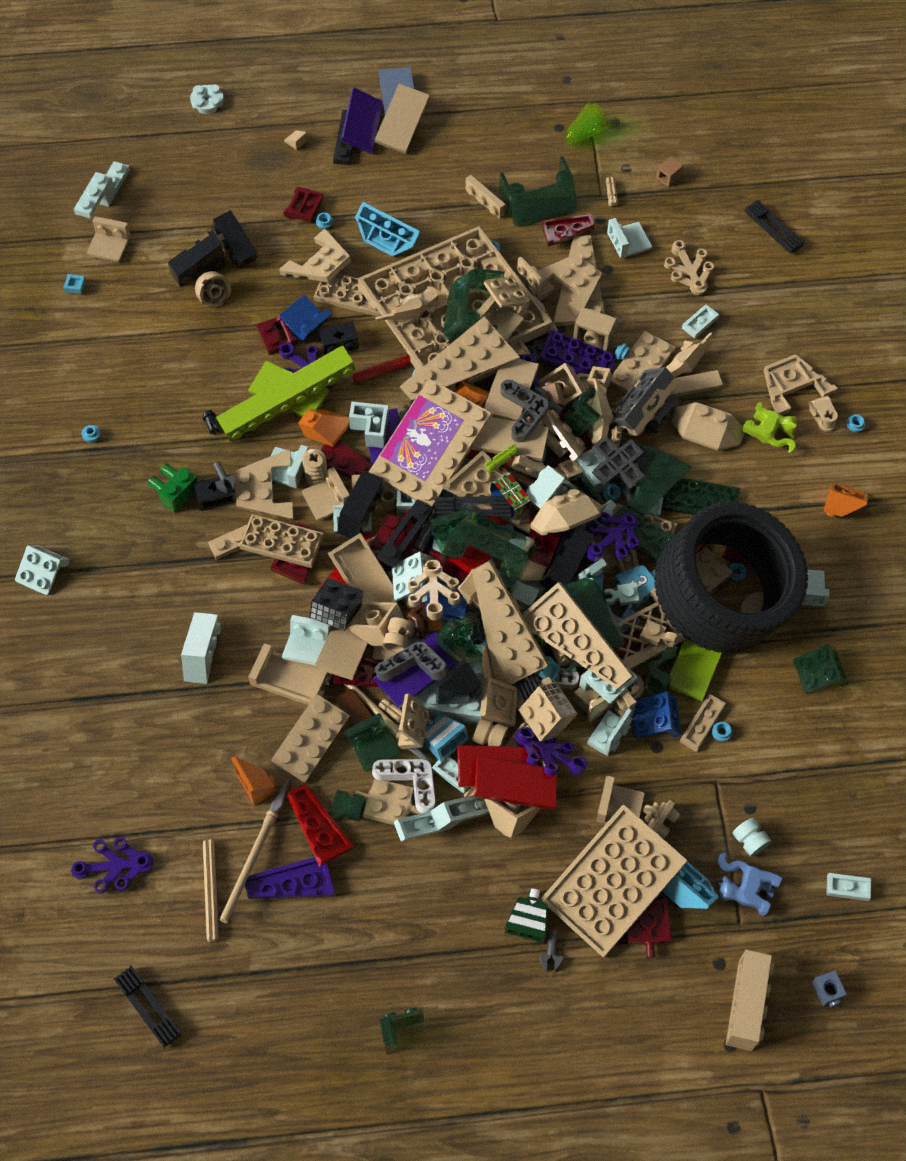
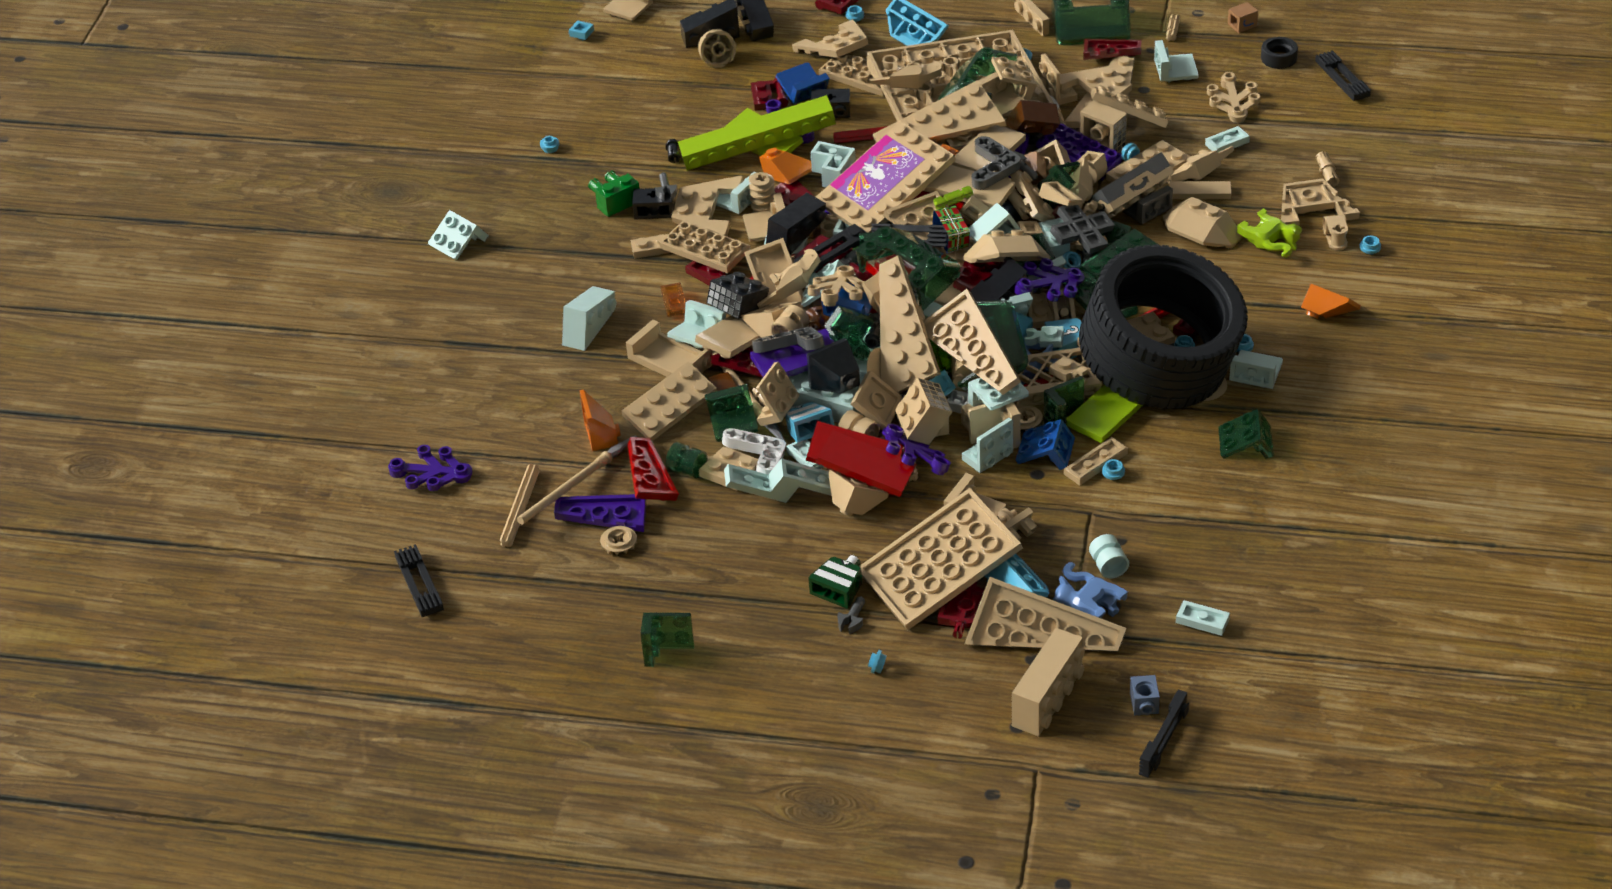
camera: 20 degrees right, 20 degrees down
(271, 608) = (673, 299): none -> clear orange plate
(311, 904) = (617, 534): none -> tan gear
(382, 575) = (793, 277): none -> tan animal
(537, 340) = (1034, 117): none -> reddish brown slope
(590, 432) = (1058, 193): none -> tan slope
(592, 1005) = (877, 662): none -> medium azure plate
(610, 303) = (1135, 108): none -> tan tile
(712, 198) = (1279, 44): none -> black tyre
(715, 931) = (1024, 619): none -> tan wing
(794, 340) = (1327, 169): none -> tan pin
(861, 998) = (1152, 753): none -> black container

